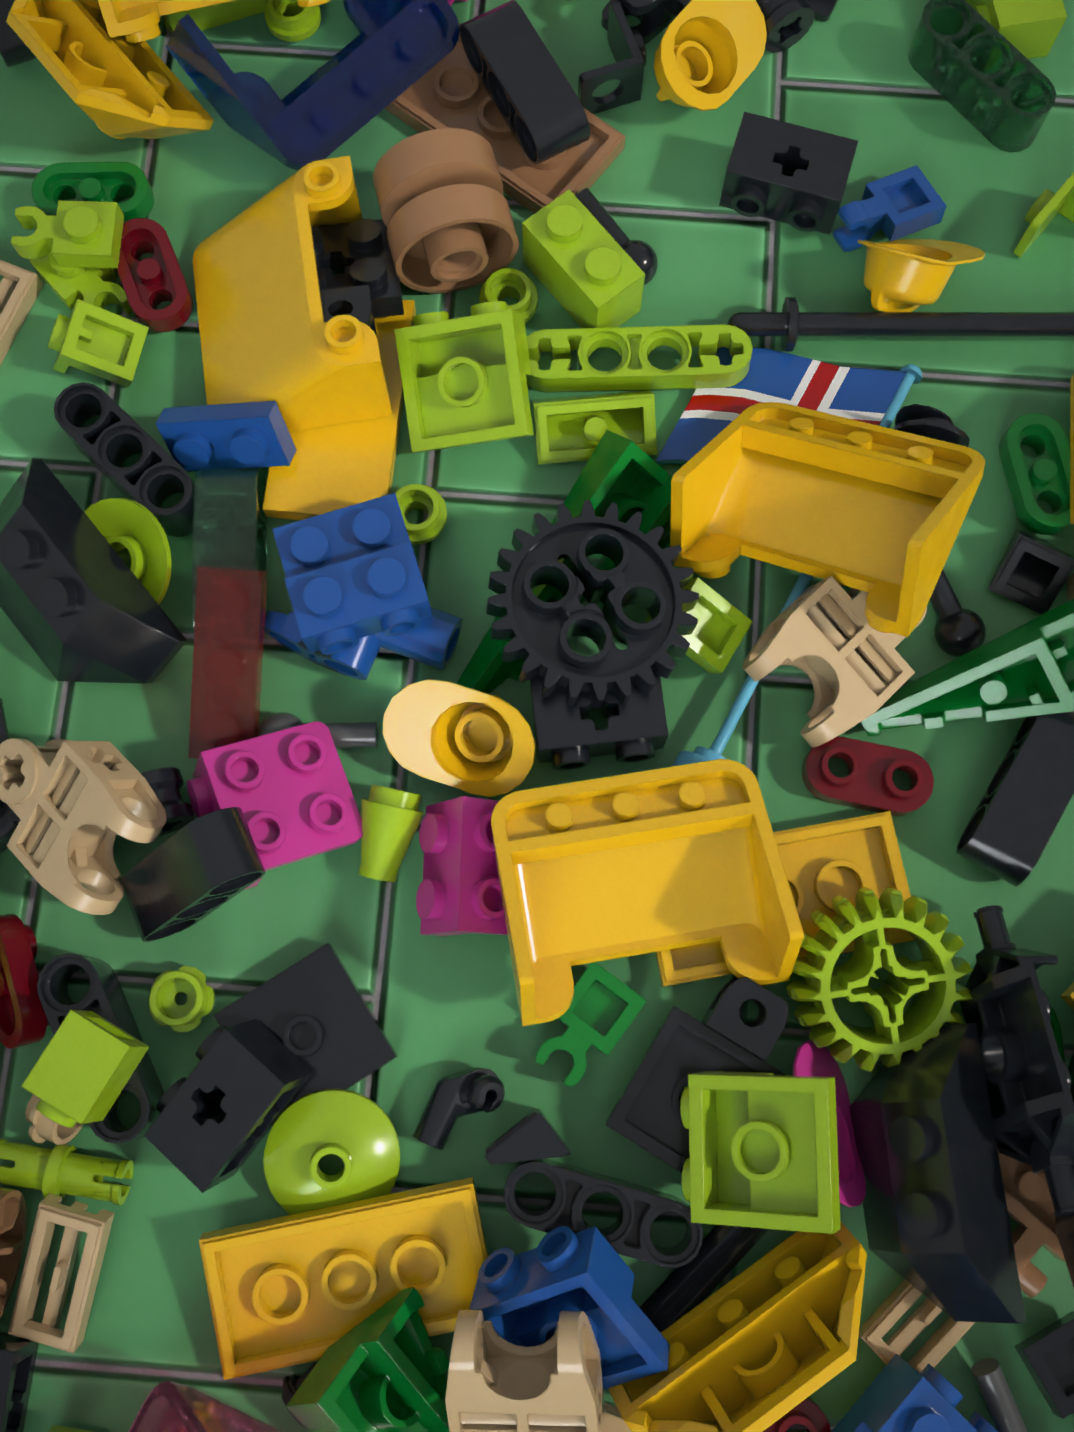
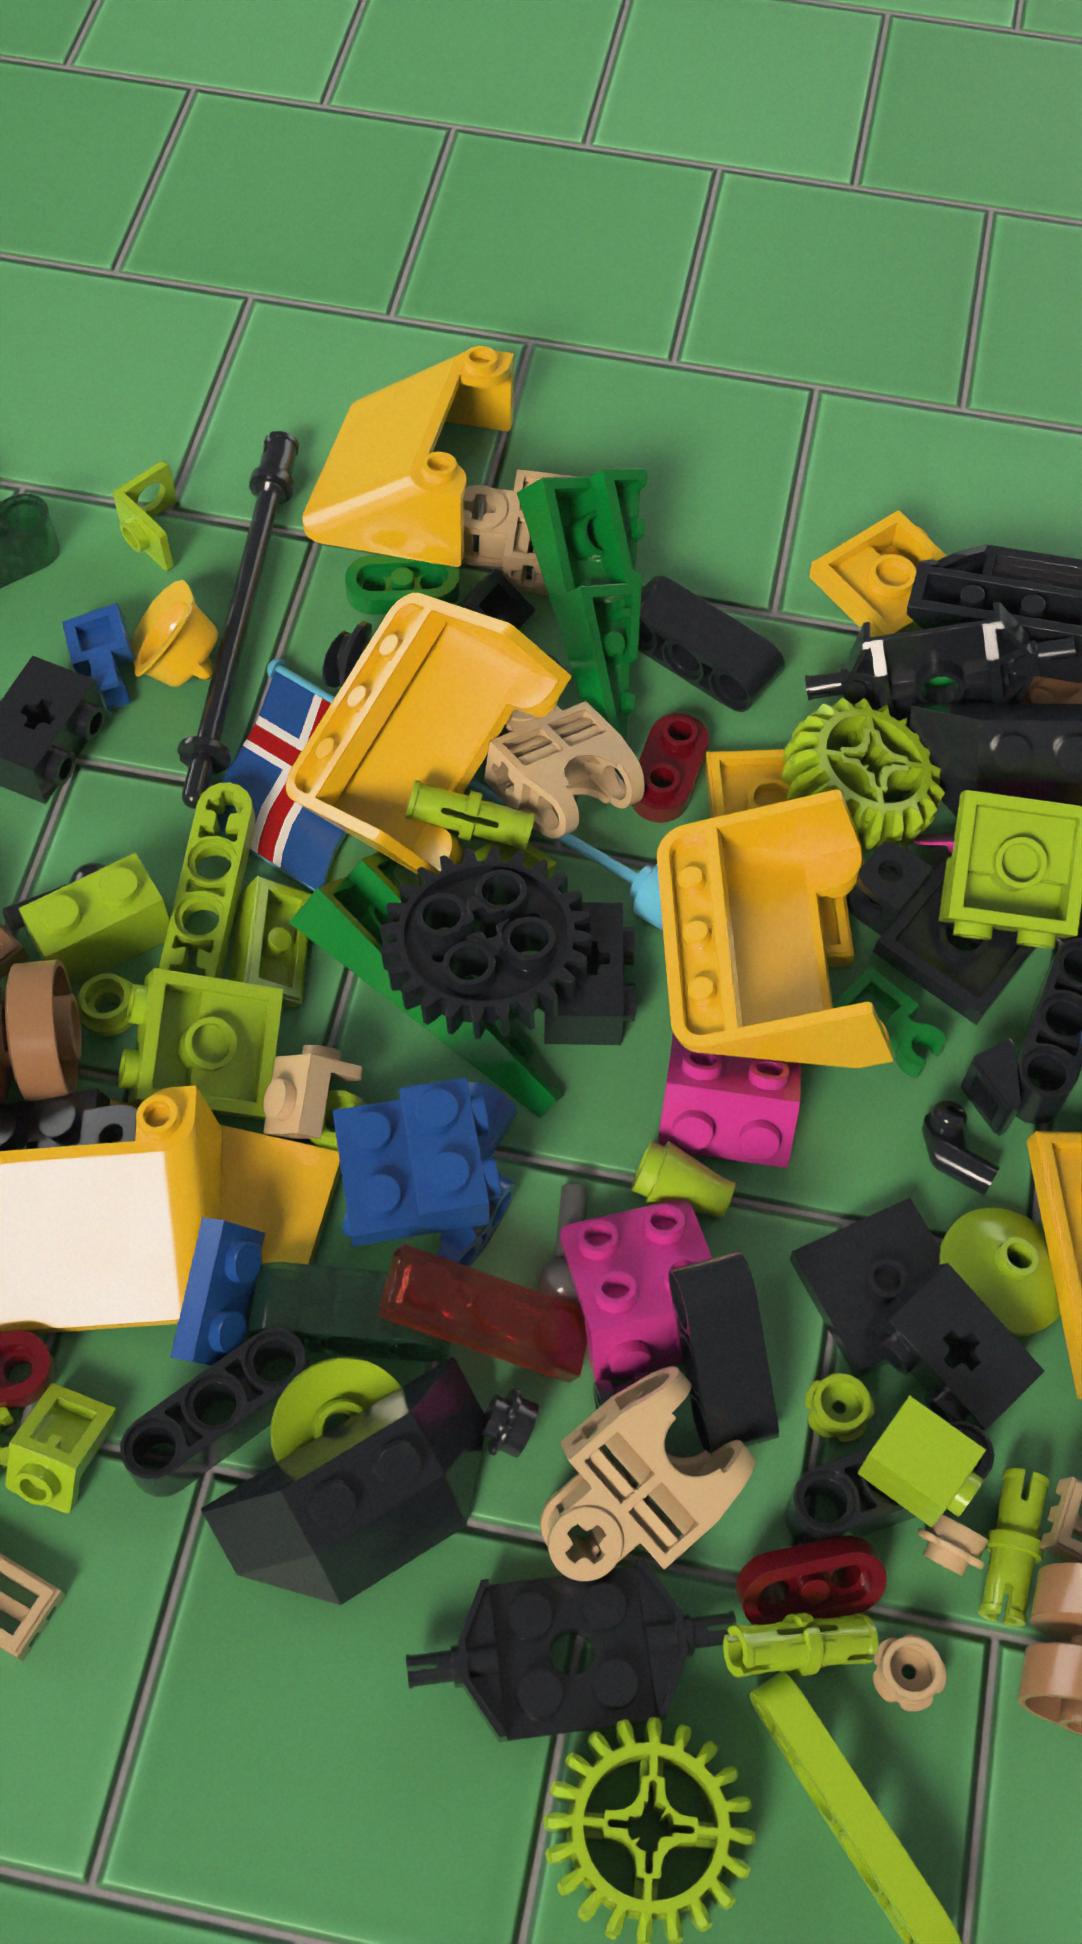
camera: 85 degrees left, 15 degrees down
(140, 701) = (509, 1423): none -> black plate
(422, 468) = (300, 1091): none -> tan bracket
(459, 737) = (600, 1088): yellow piece -> none
(746, 572) = (427, 806): none -> lime pin

